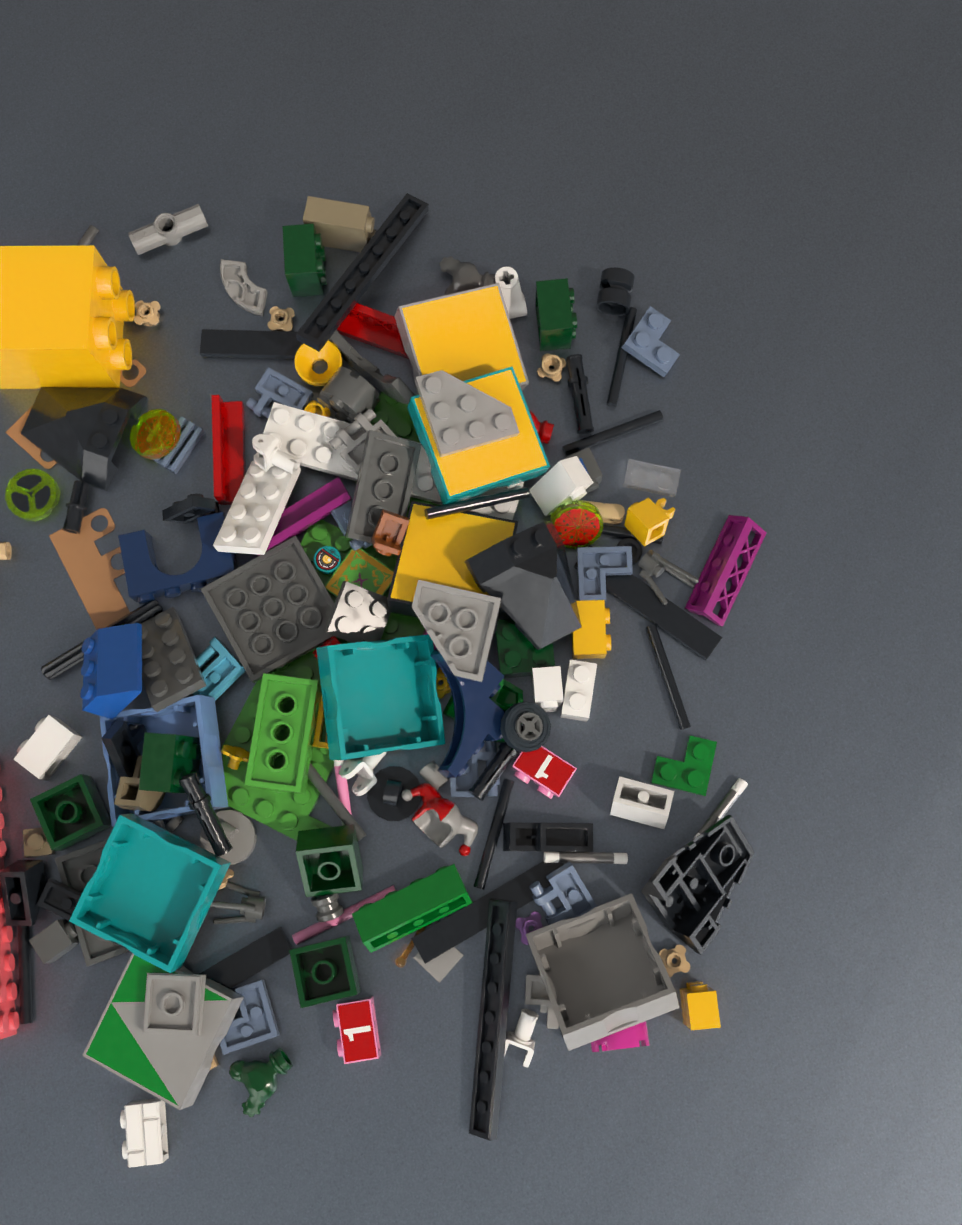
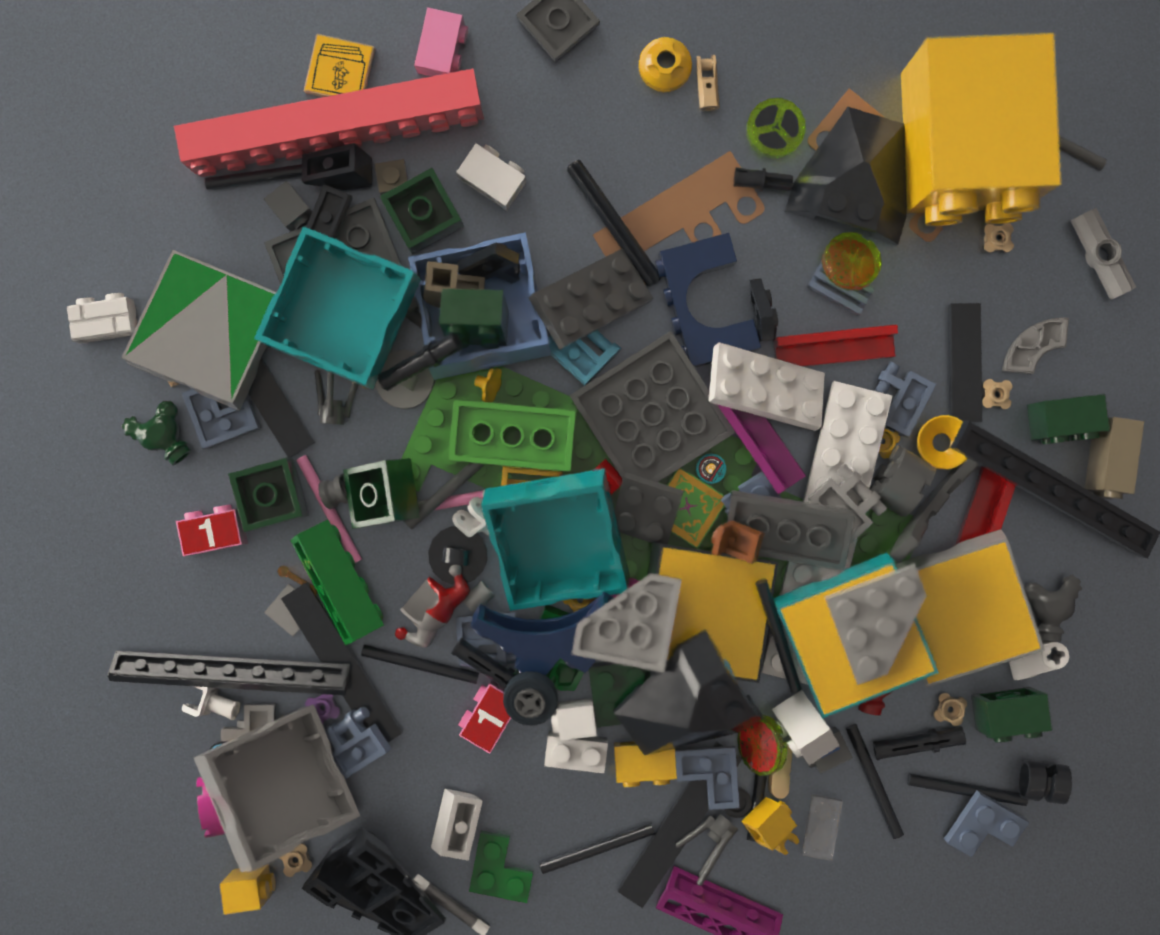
camera: 85 degrees right, 10 degrees up
(111, 669) = (575, 243): blue slope -> none
(174, 1004) = (225, 343): light grey tile -> none
(270, 454) = (826, 401): white piece -> none
(548, 837) = (417, 722): black slope -> none
(585, 857) = (397, 763): flat silver bar -> none

